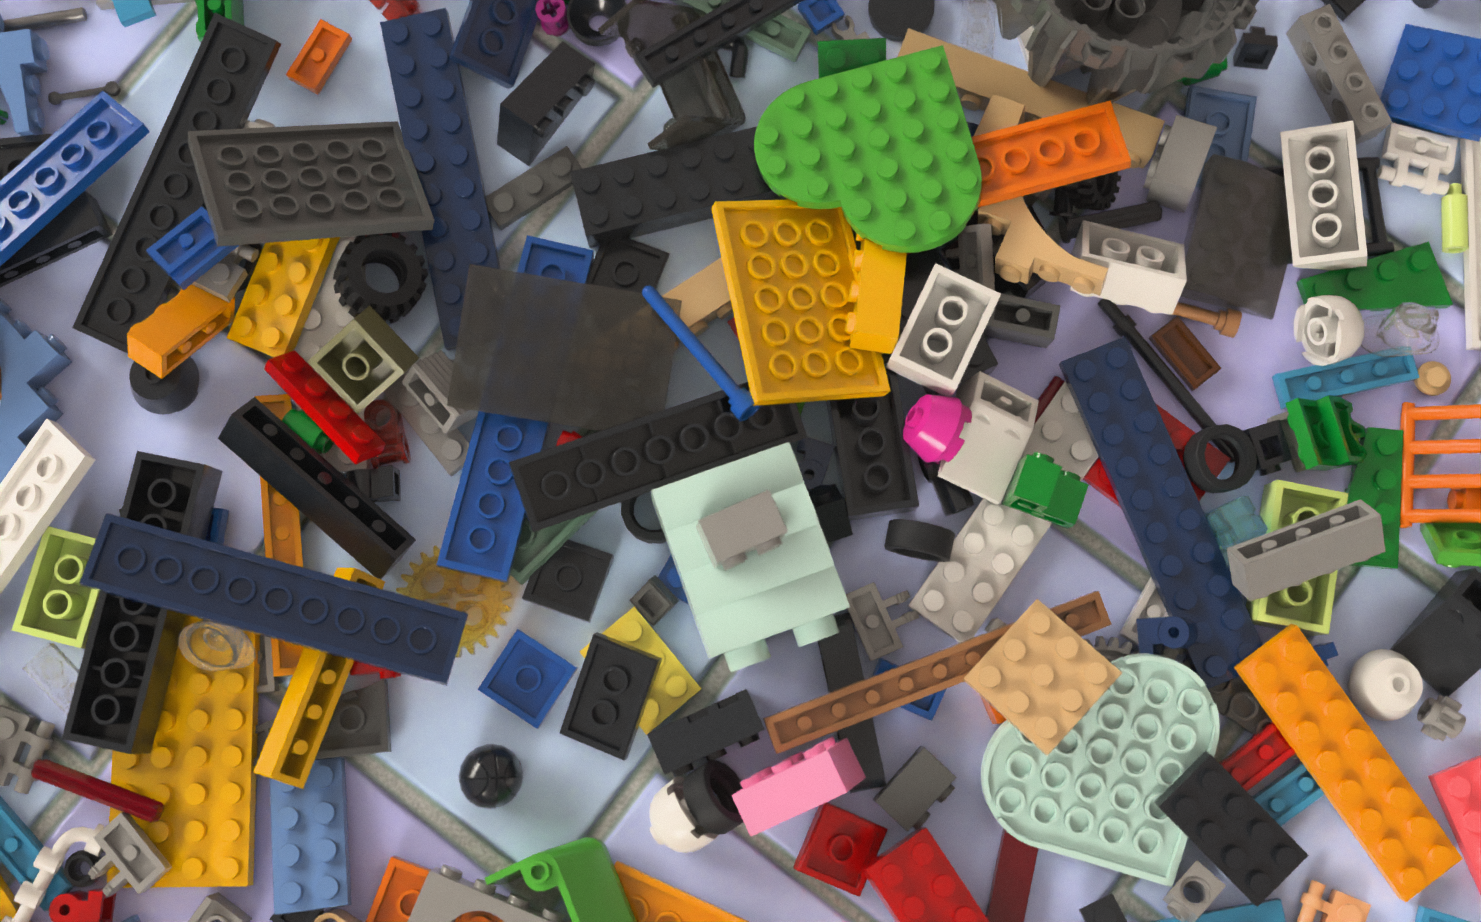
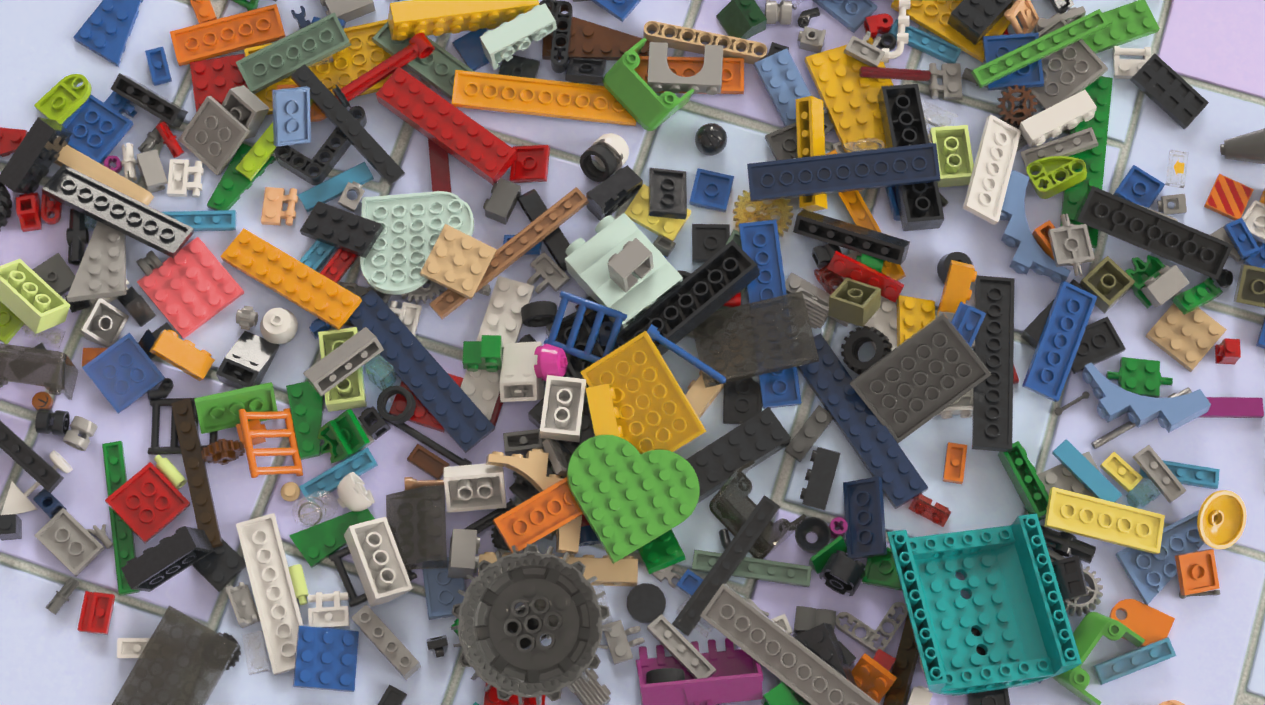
camera: 160 degrees right, 10 degrees down
(797, 784) = (560, 177): bright pink brick -> none
(848, 498) = (583, 304): none -> blue bar
(1167, 631) = (401, 306): dark blue leg -> none

